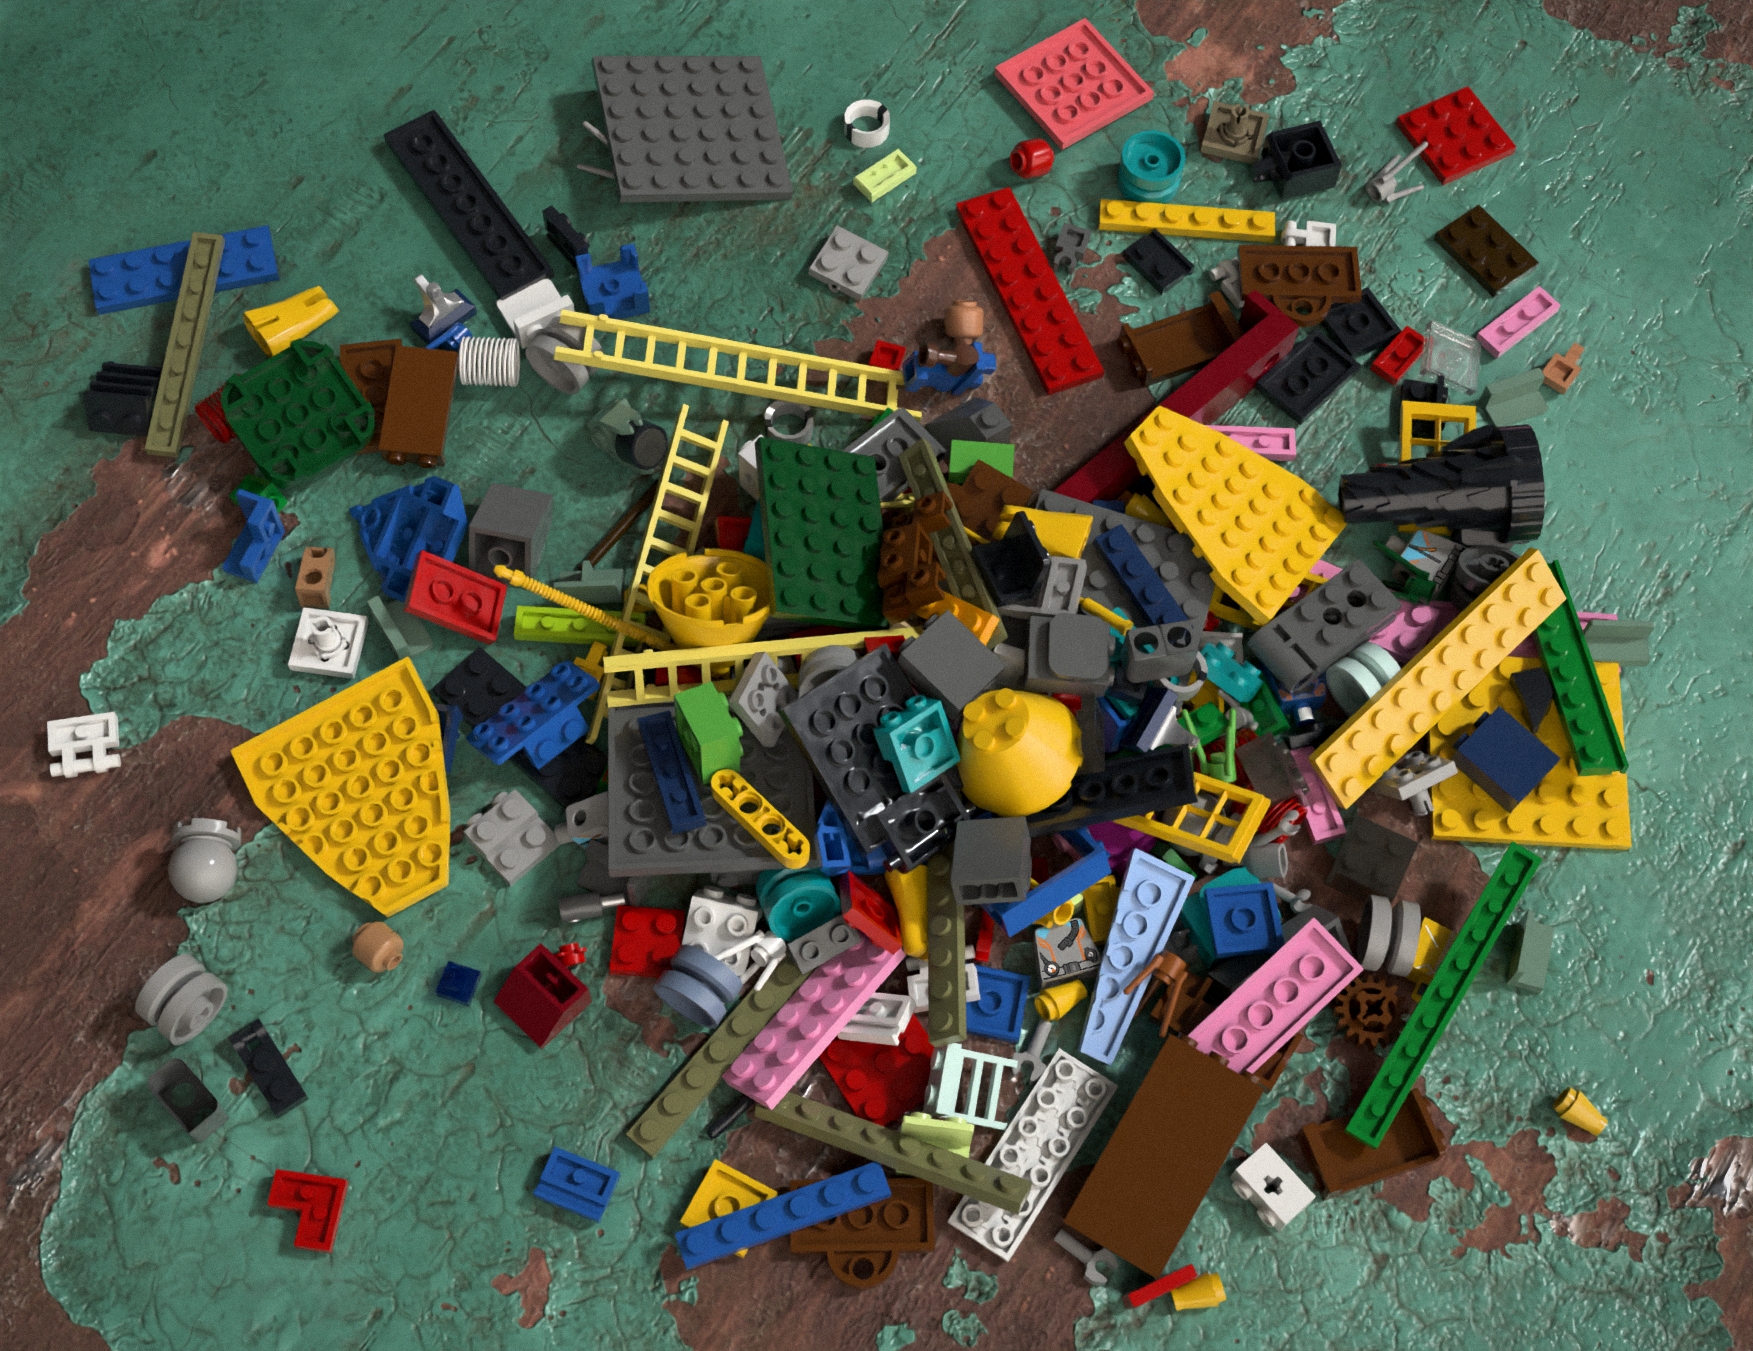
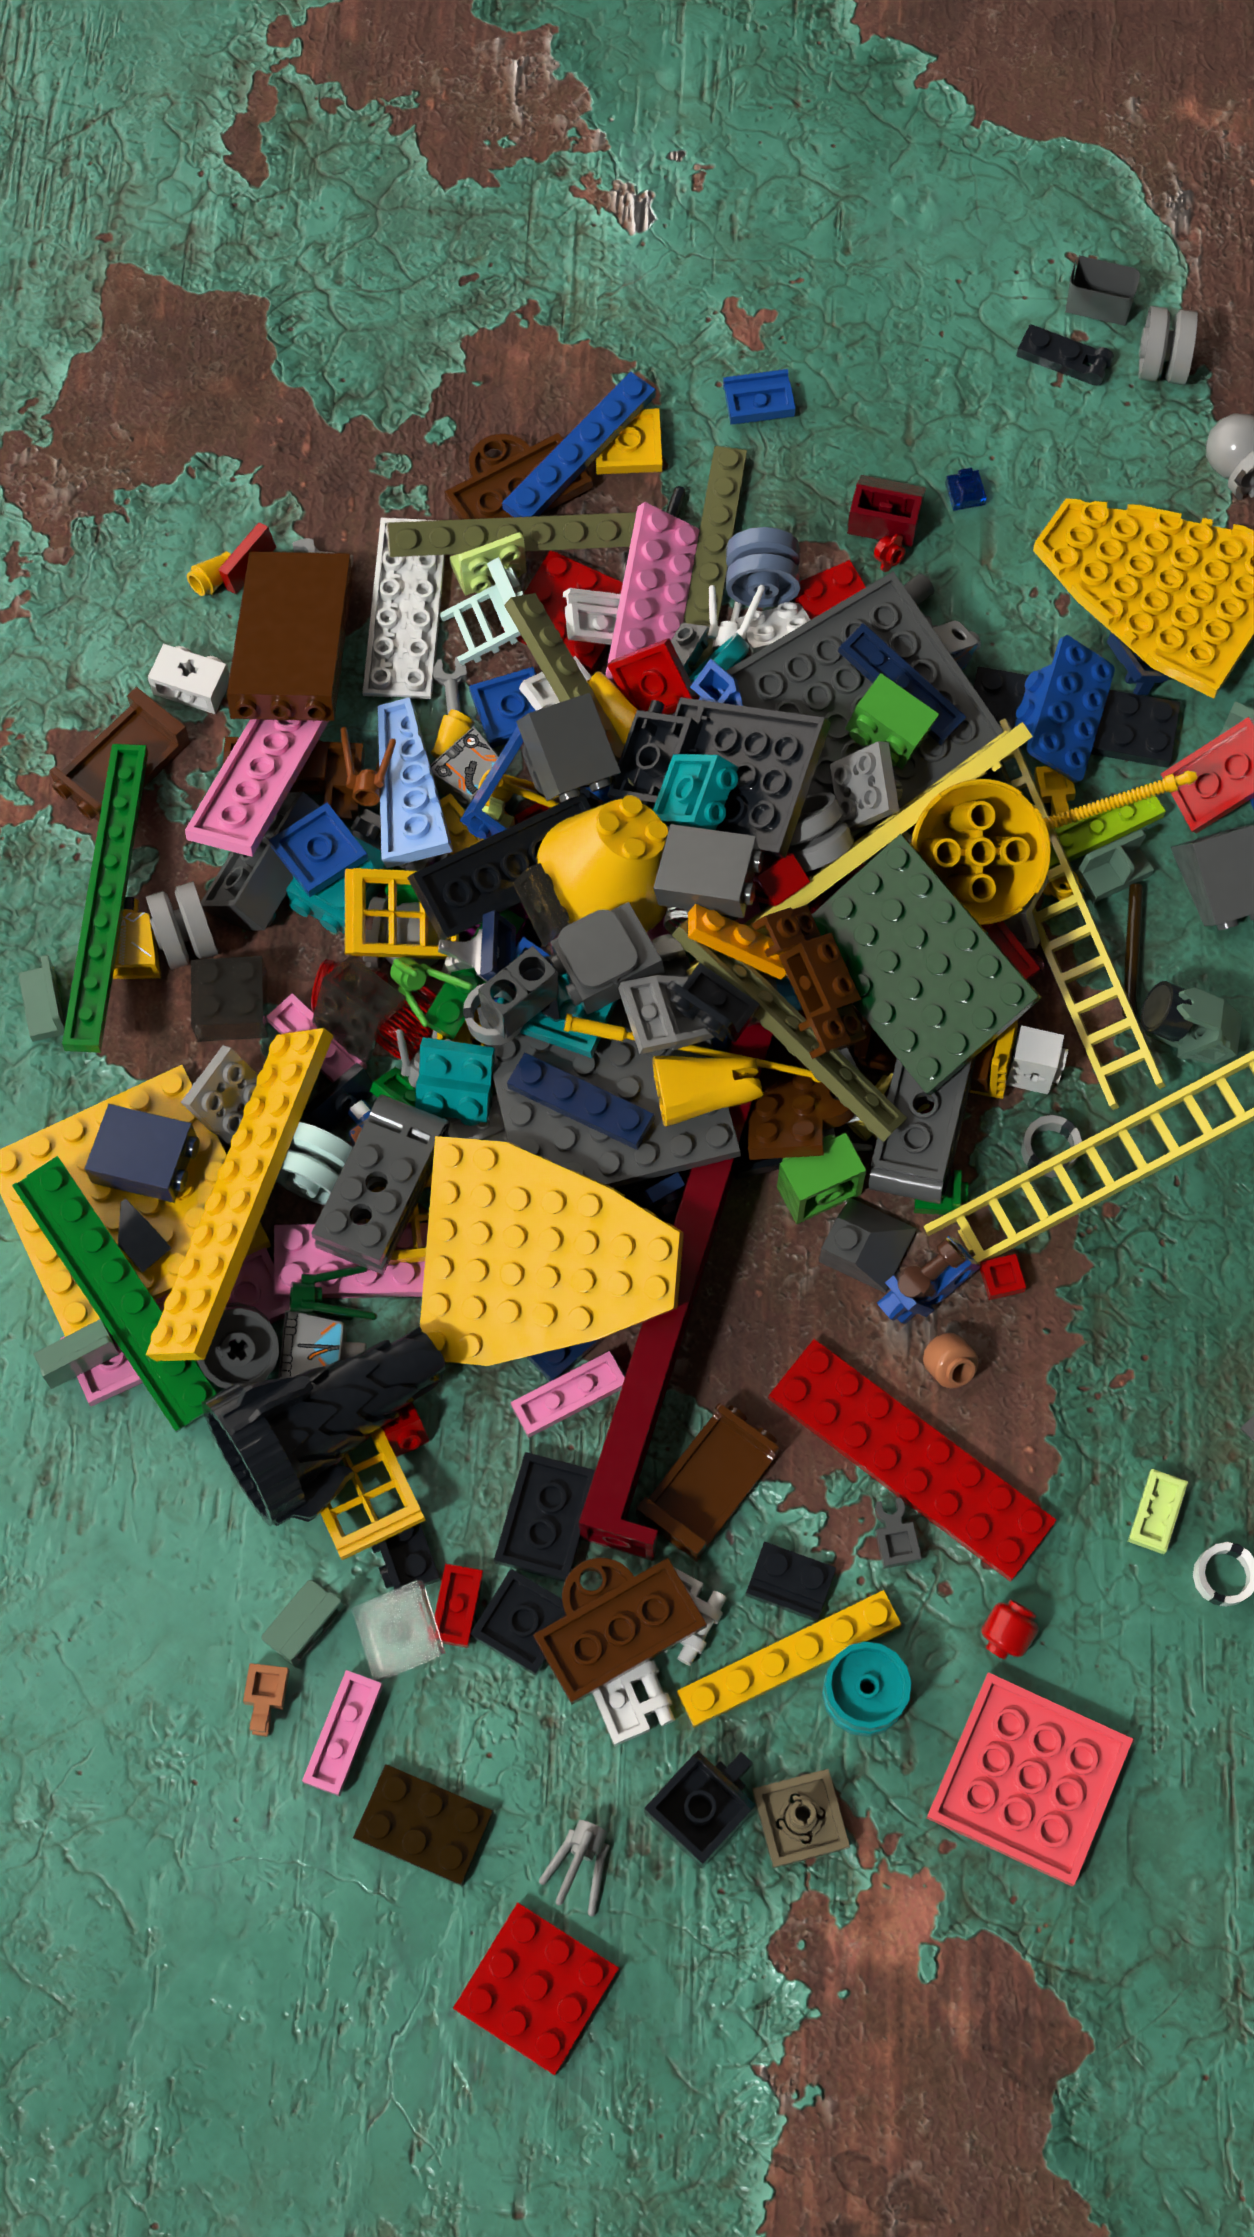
camera: 155 degrees right, 5 degrees up
(318, 1199) = (951, 288): red plate -> none
(377, 947) = (1050, 472): medium nougat head -> none
(510, 836) = (1014, 619): light grey plate -> none
(762, 816) = (797, 675): yellow beam -> none
(848, 263) = (1120, 1374): light grey plate -> none
(1271, 860) = (318, 942): light grey piece -> none
(1360, 1003) = (160, 858): reddish brown gear -> none

